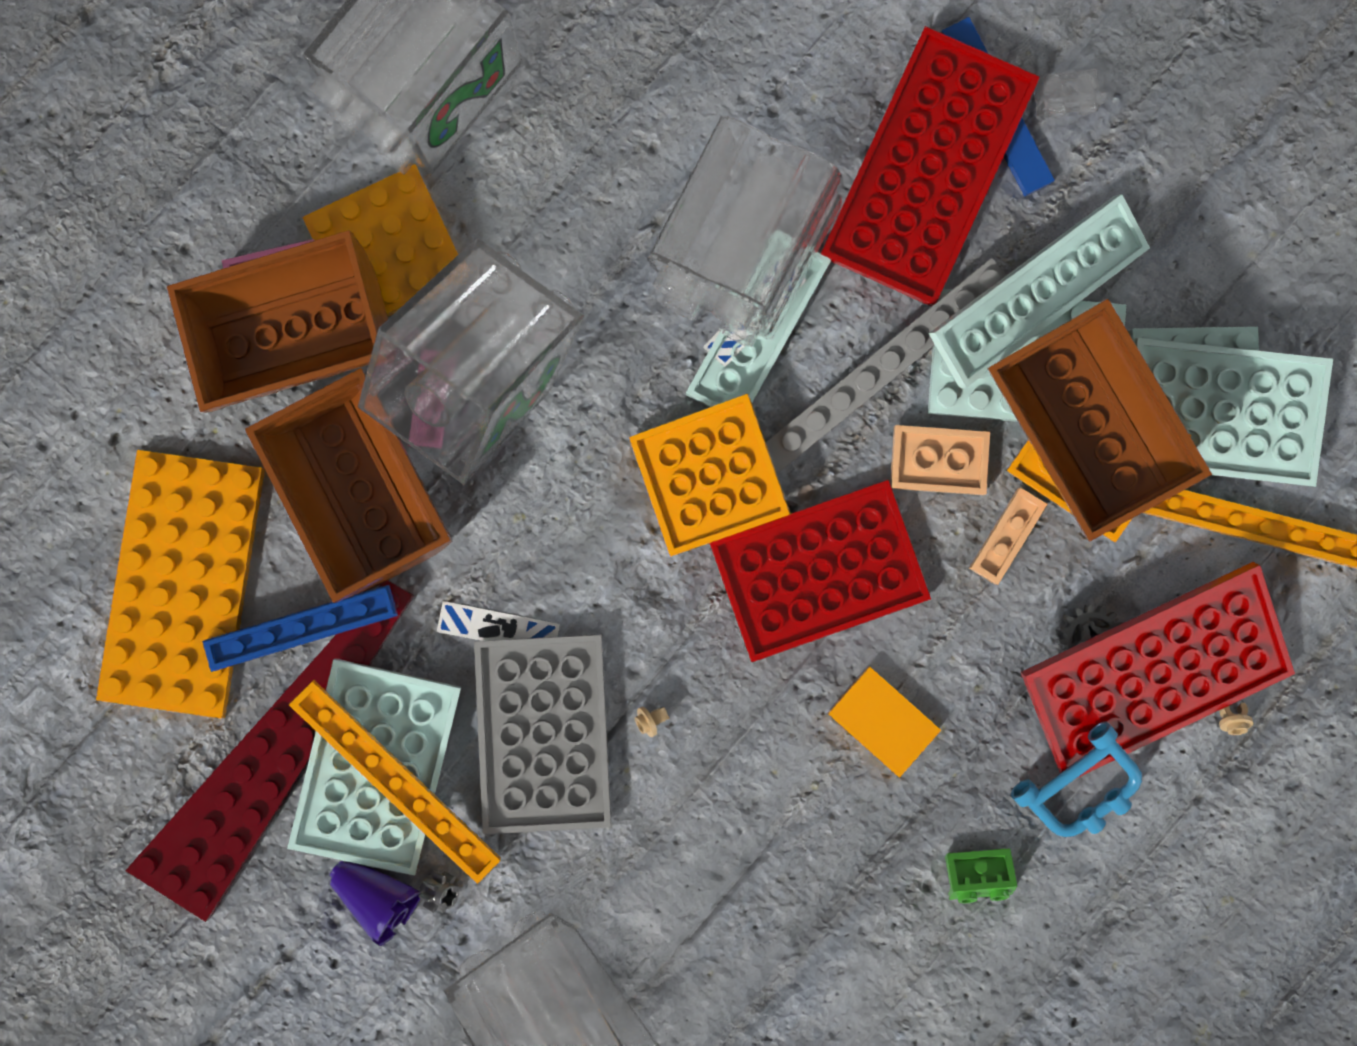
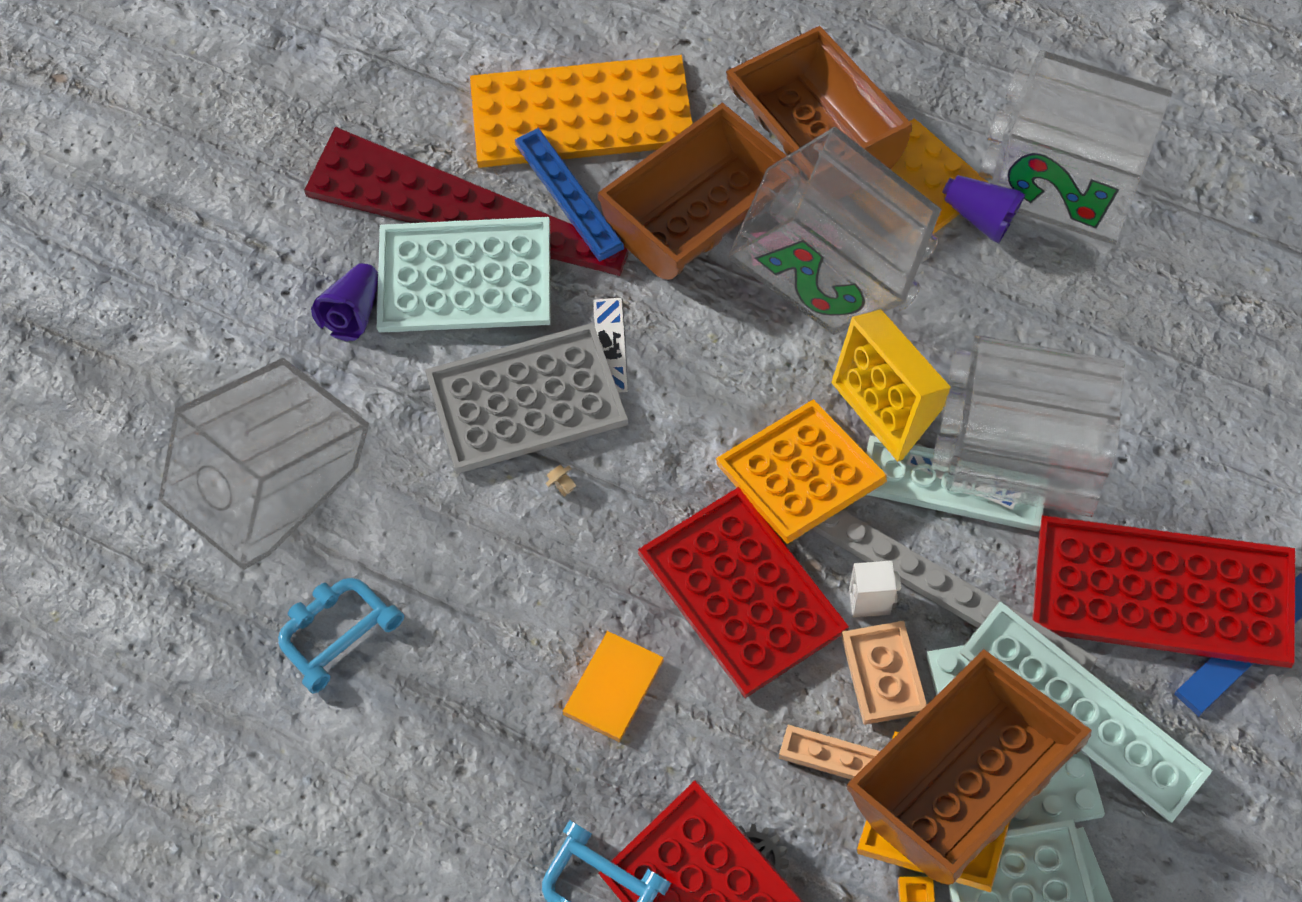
camera: 80 degrees right, 25 degrees down
(395, 781) = (454, 288): light orange plate -> none
(439, 891) = (368, 341): flat silver gear -> none
(449, 181) = (984, 204): none -> dark purple cone
(649, 357) = (888, 382): none -> yellow slope
(730, 1012) = (325, 597): none -> dark azure bar
(863, 444) = (873, 588): none -> white brick
(981, 875) = (483, 811): bright green bracket -> none

